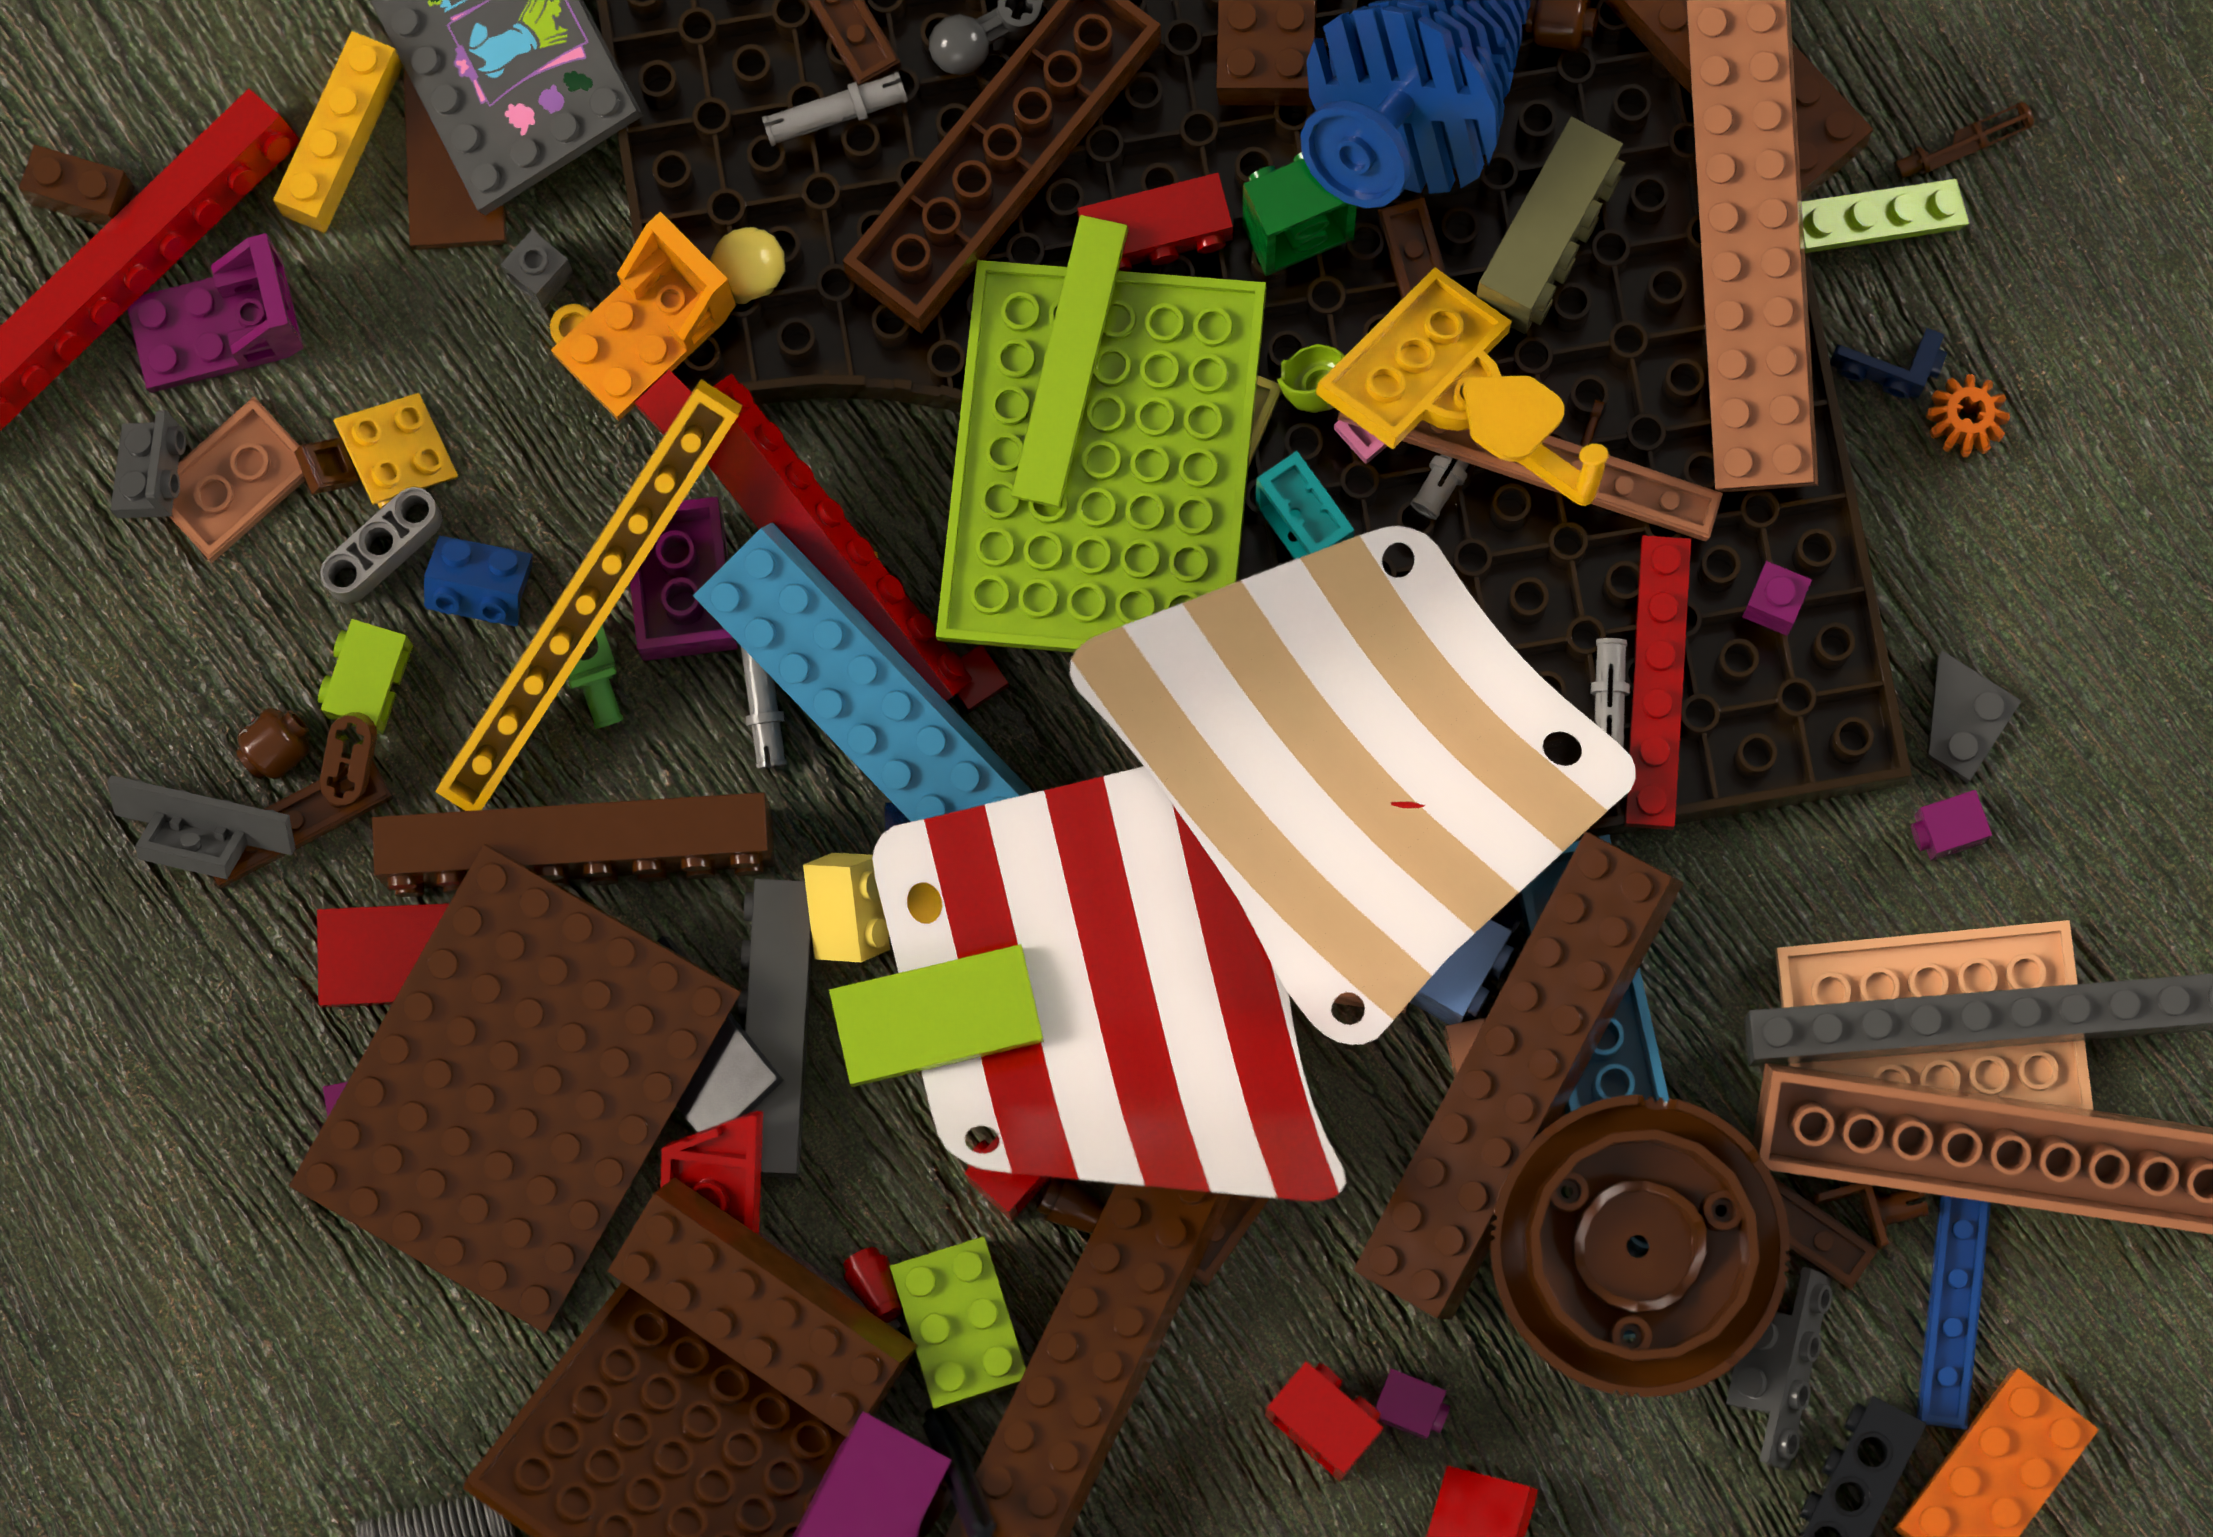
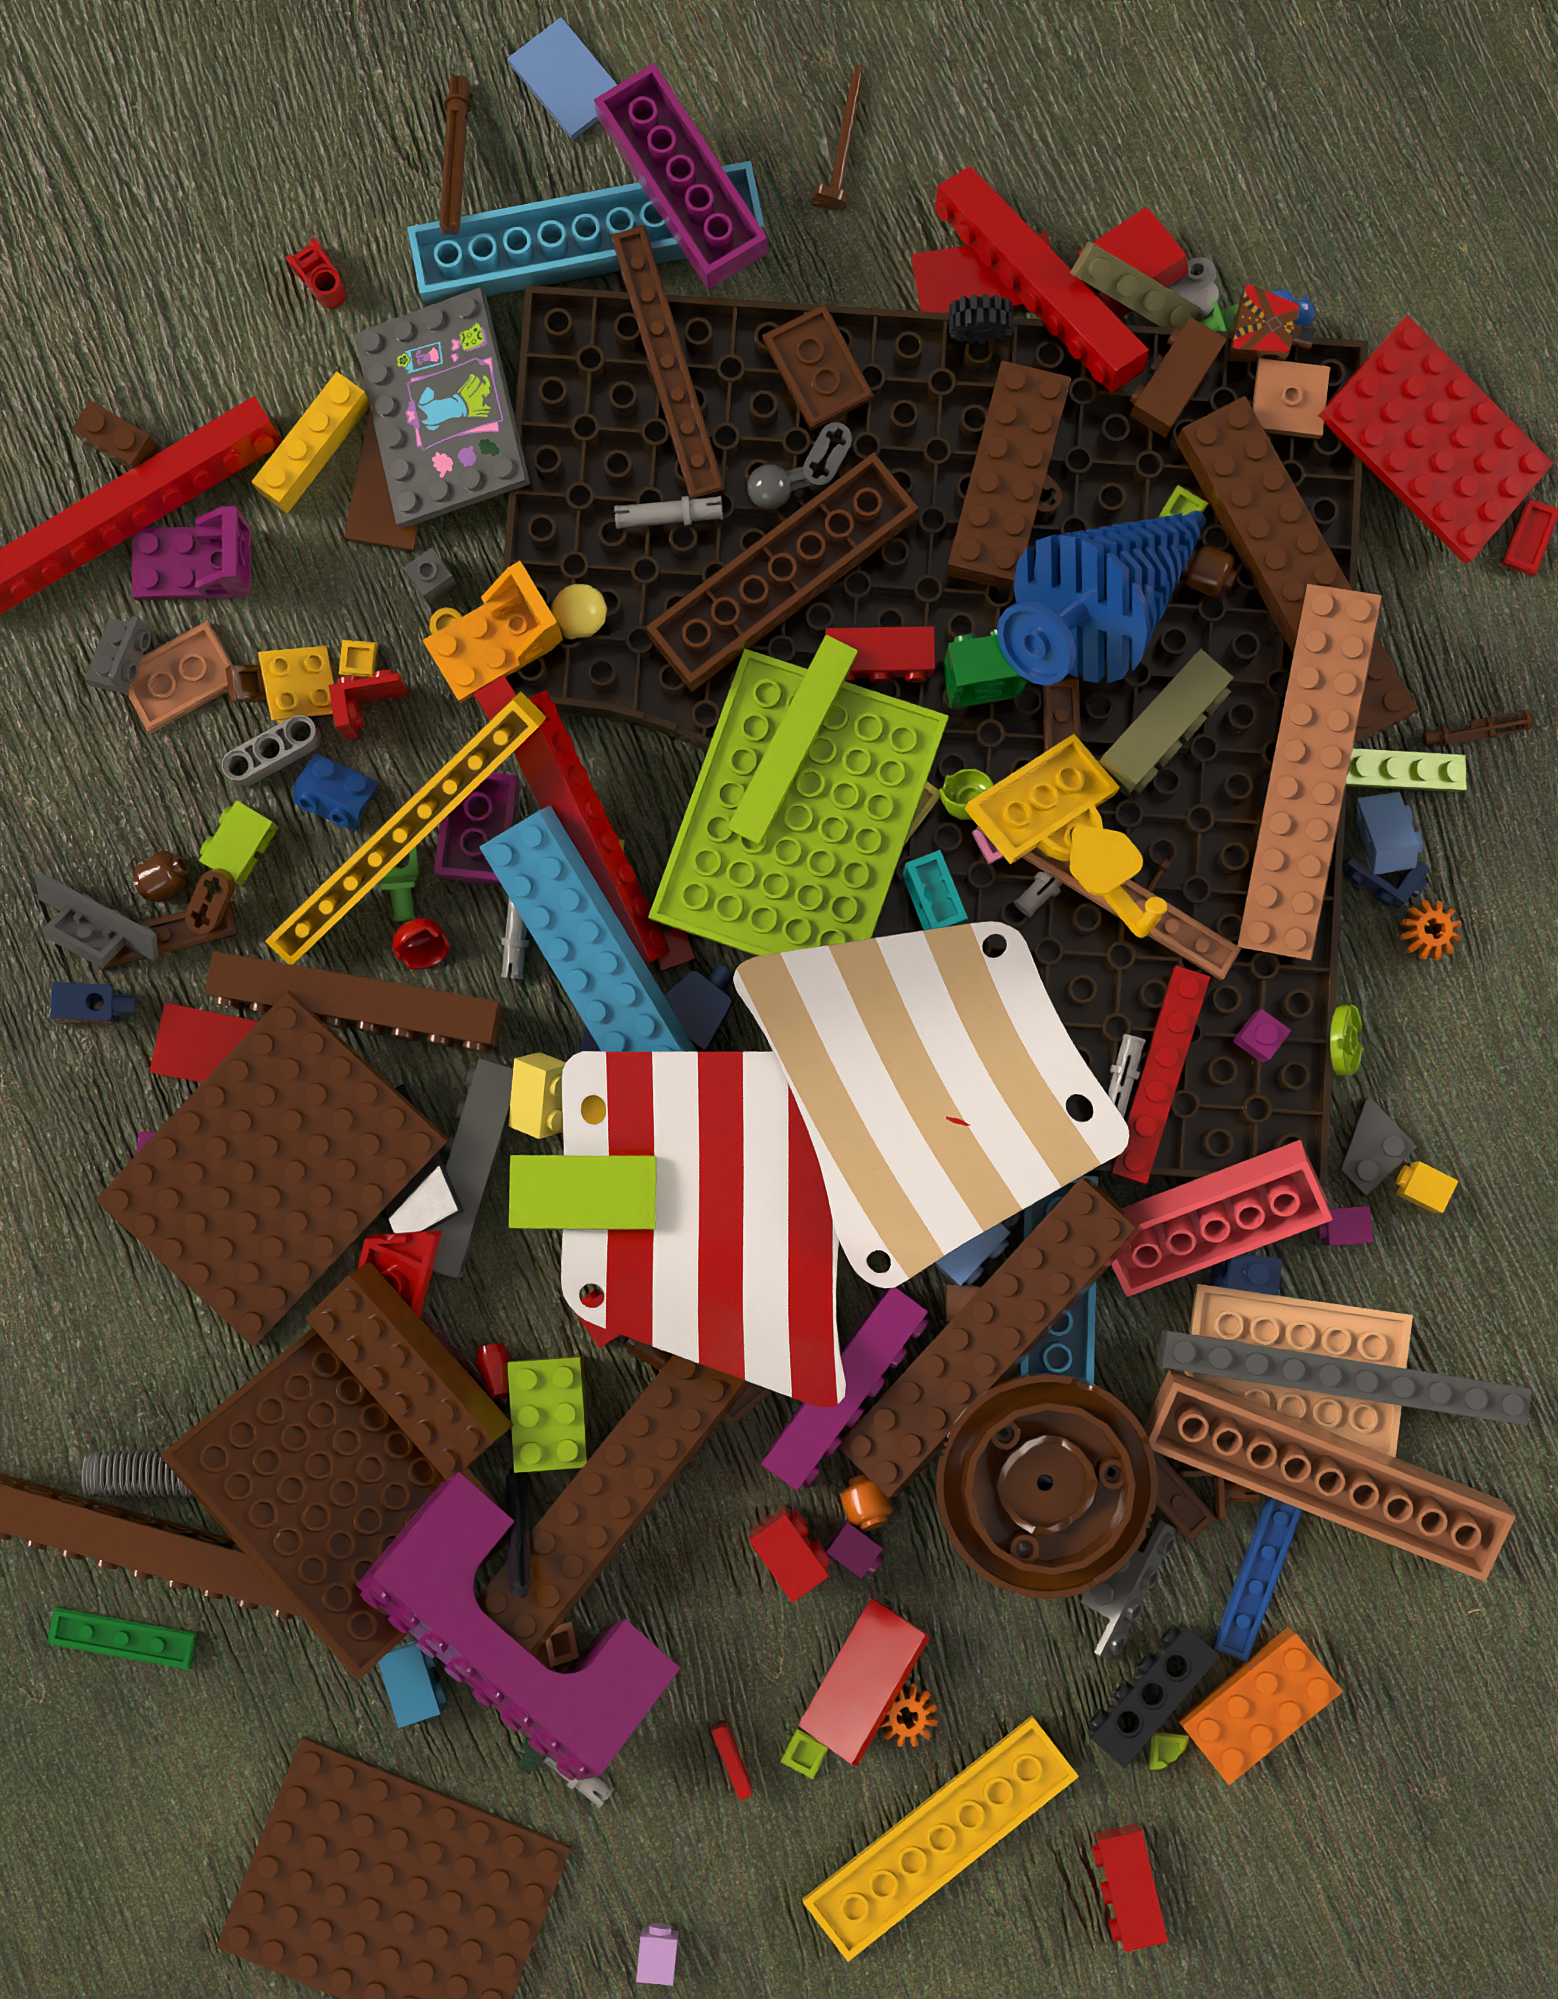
camera: 10 degrees right, 5 degrees up
(198, 935) = (73, 1003): none -> dark blue torso
(467, 400) = (358, 658): none -> yellow tile
(474, 439) = (352, 691): none -> red bracket
(641, 749) = (421, 943): none -> red hair
(1032, 736) = (702, 1004): none -> dark blue torso
(1326, 1229) = (864, 1359): none -> magenta brick
(1410, 1340) = (865, 1504): none -> orange head
(1782, 848) = (1221, 1217): none -> coral brick
(1837, 914) = (1248, 1274): none -> dark blue torso
(1878, 301) = (1387, 833): none -> medium blue brick
(1888, 582) = (1344, 1042): none -> lime tile
(2044, 749) = (1425, 1186): none -> yellow brick

